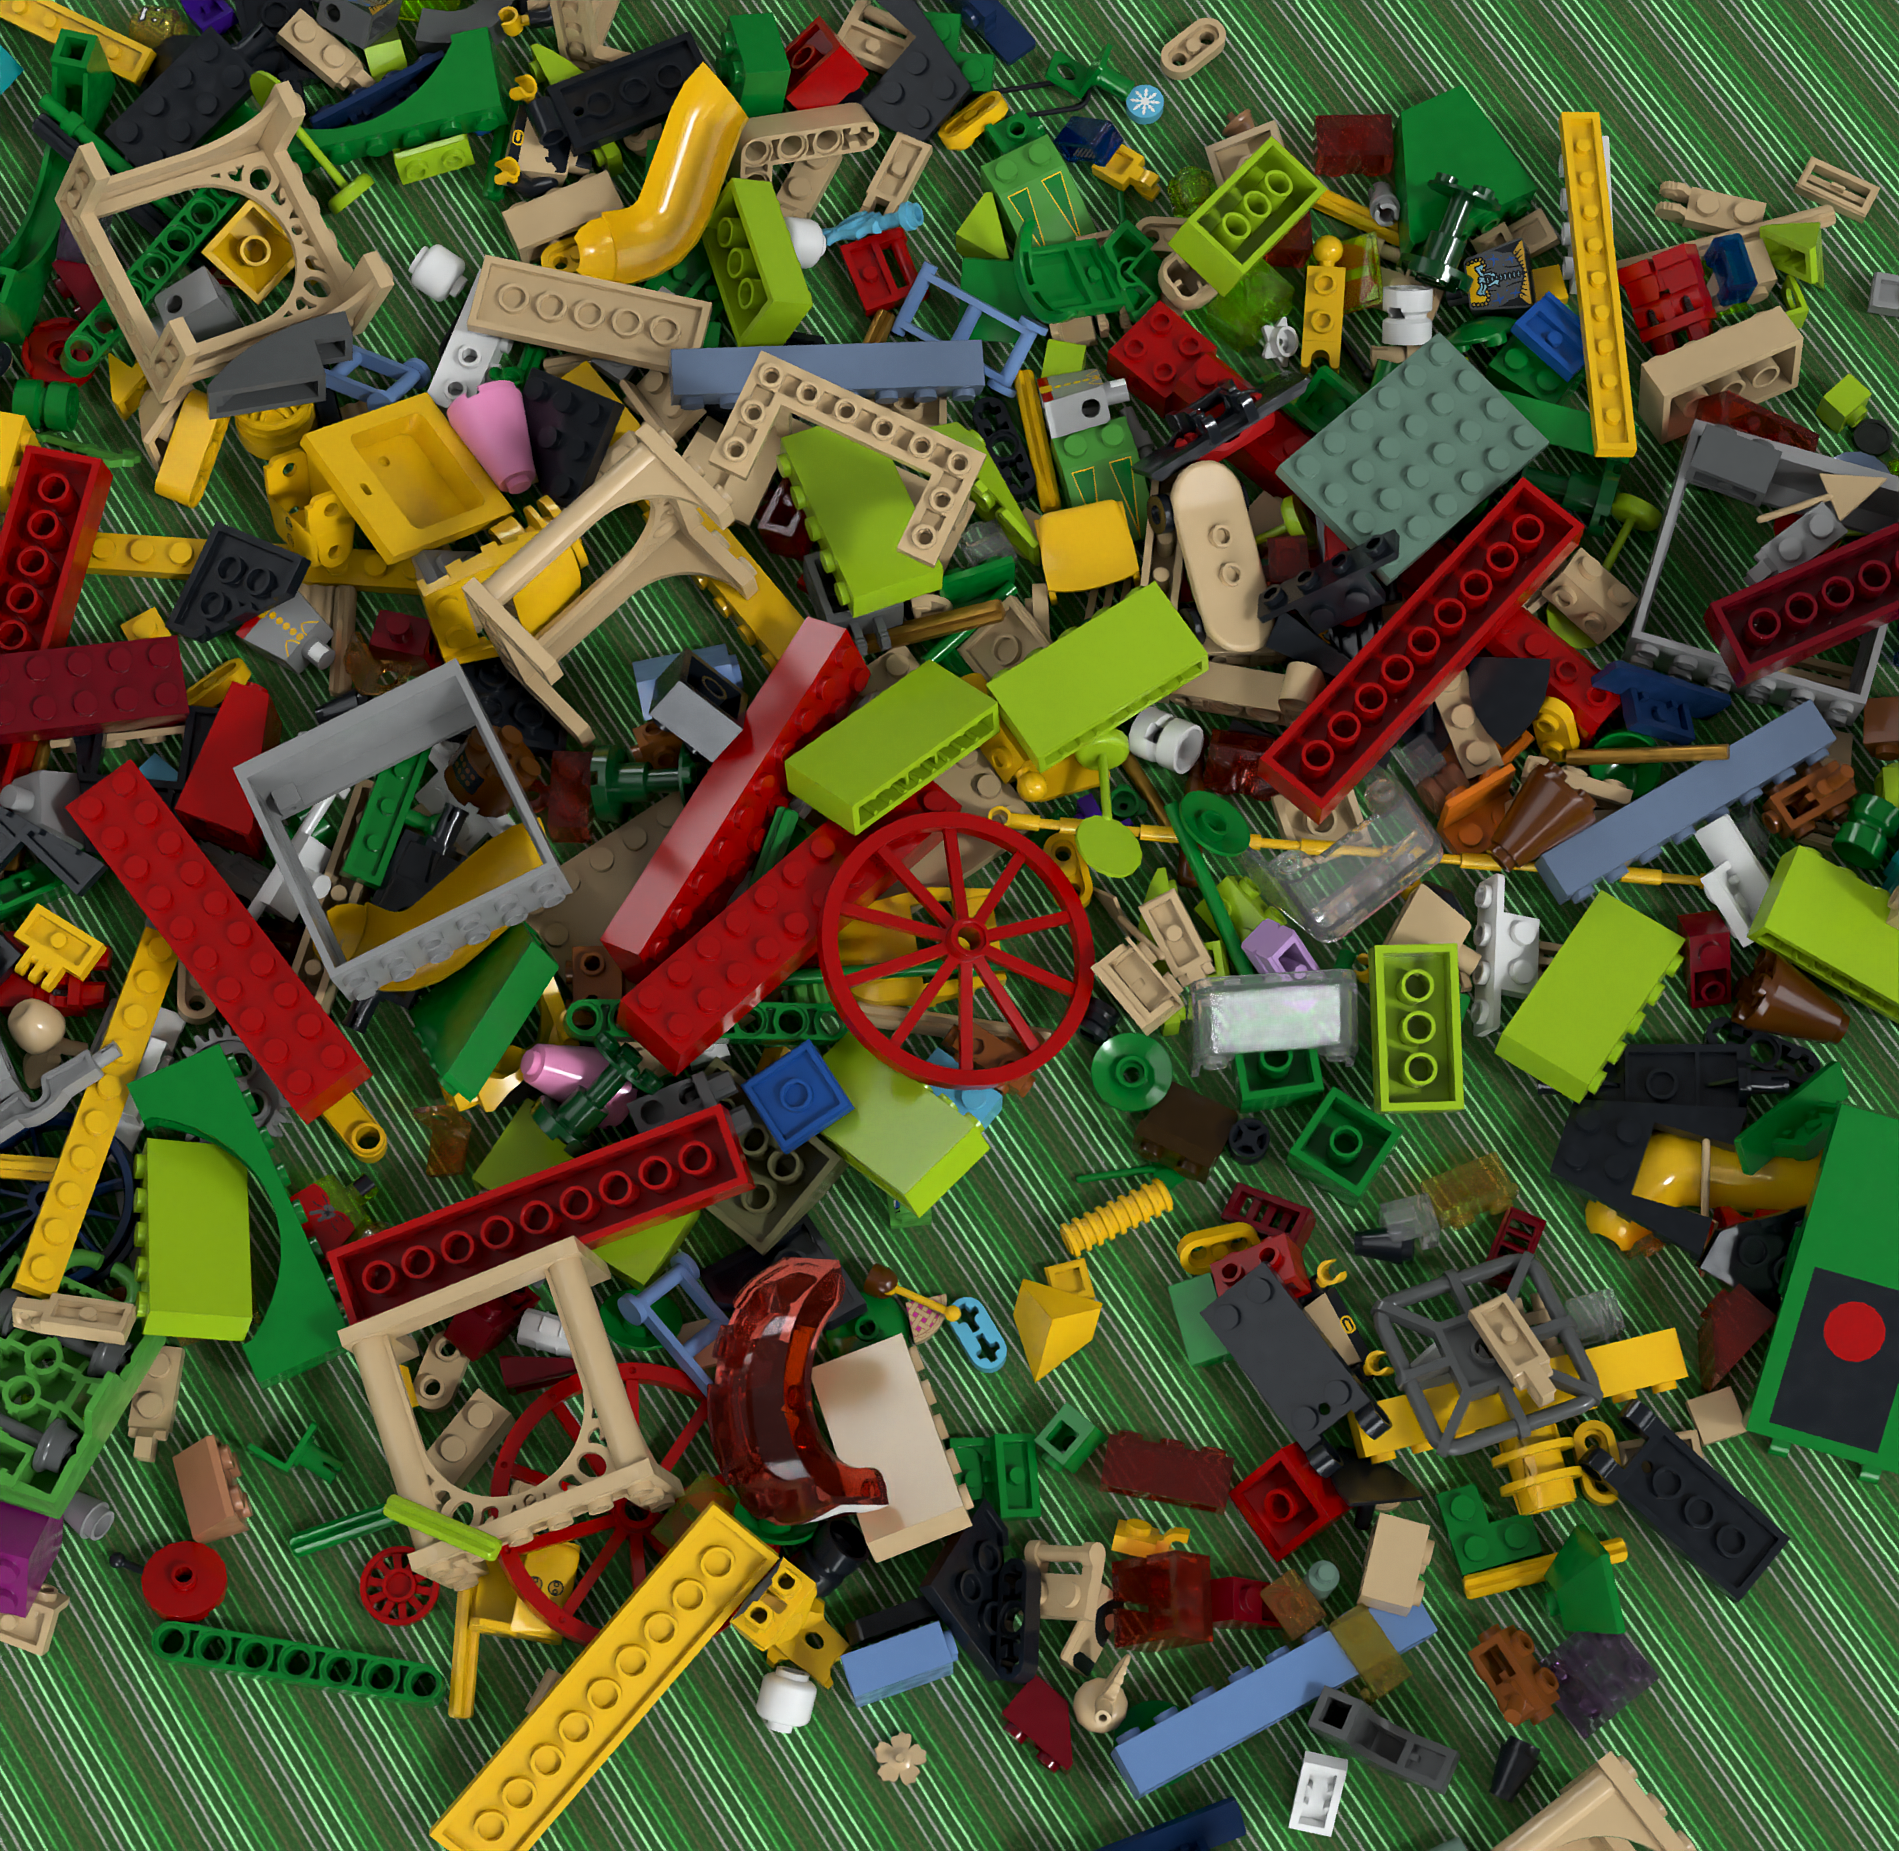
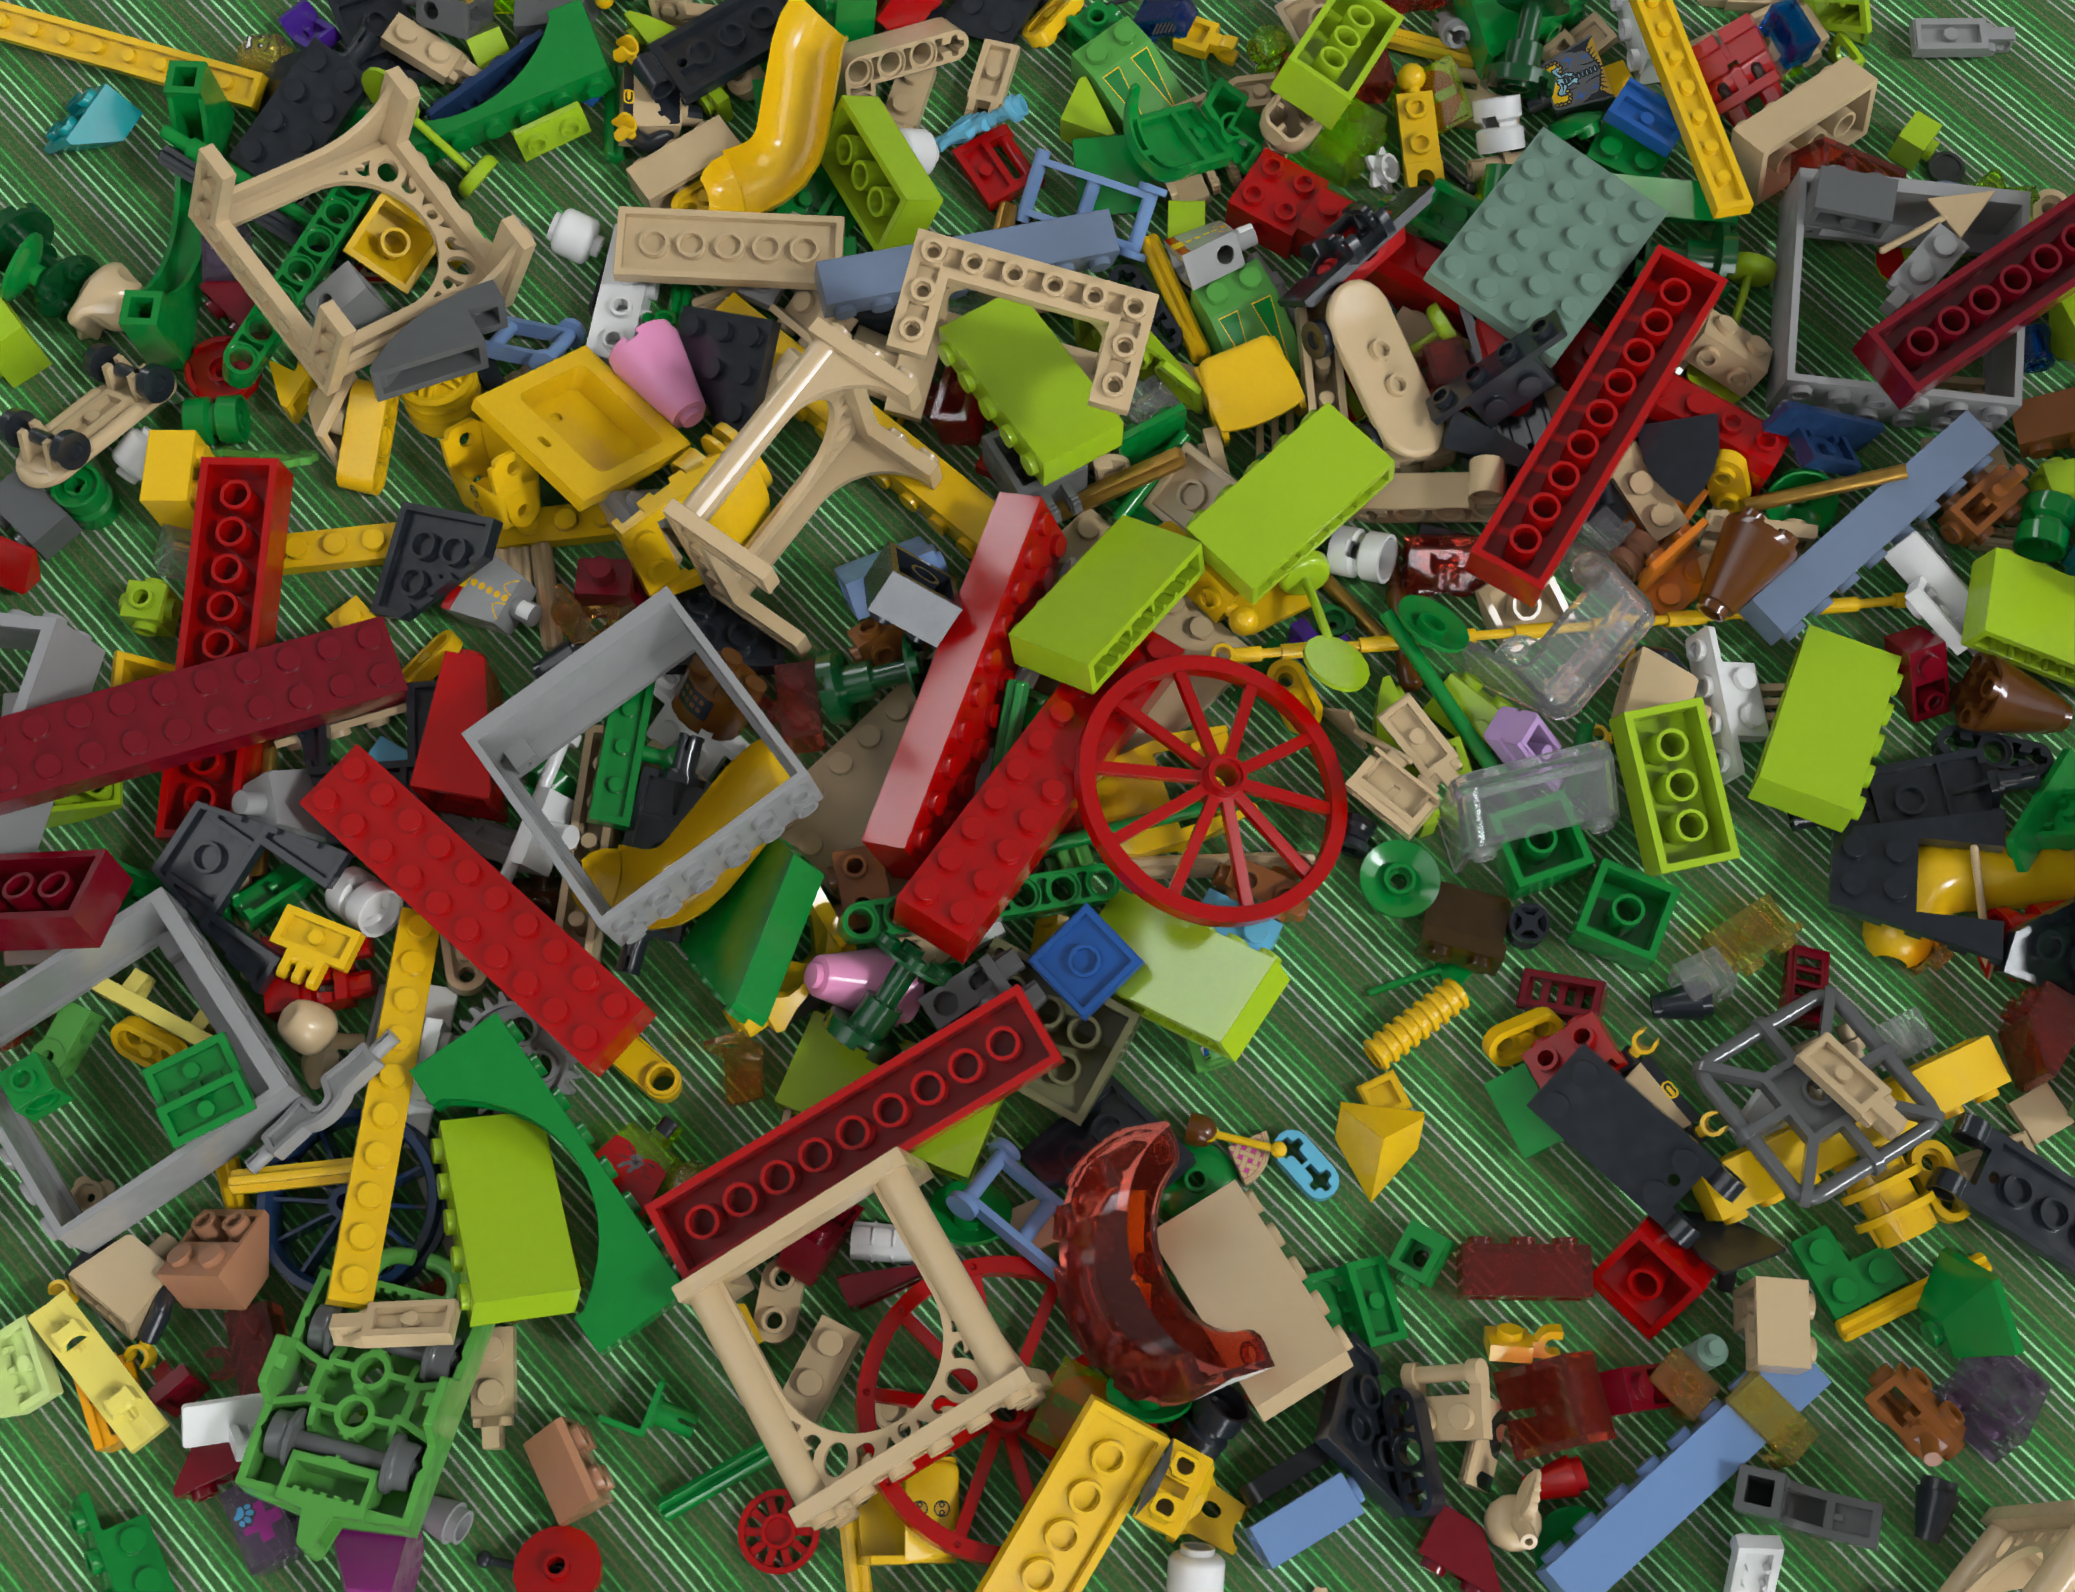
camera: 10 degrees left, 0 degrees up
(111, 915) = (364, 902): none -> white wheel
(442, 1527) = (821, 1477): lime axle -> none
(1155, 1675) = (1563, 1478): none -> red cone

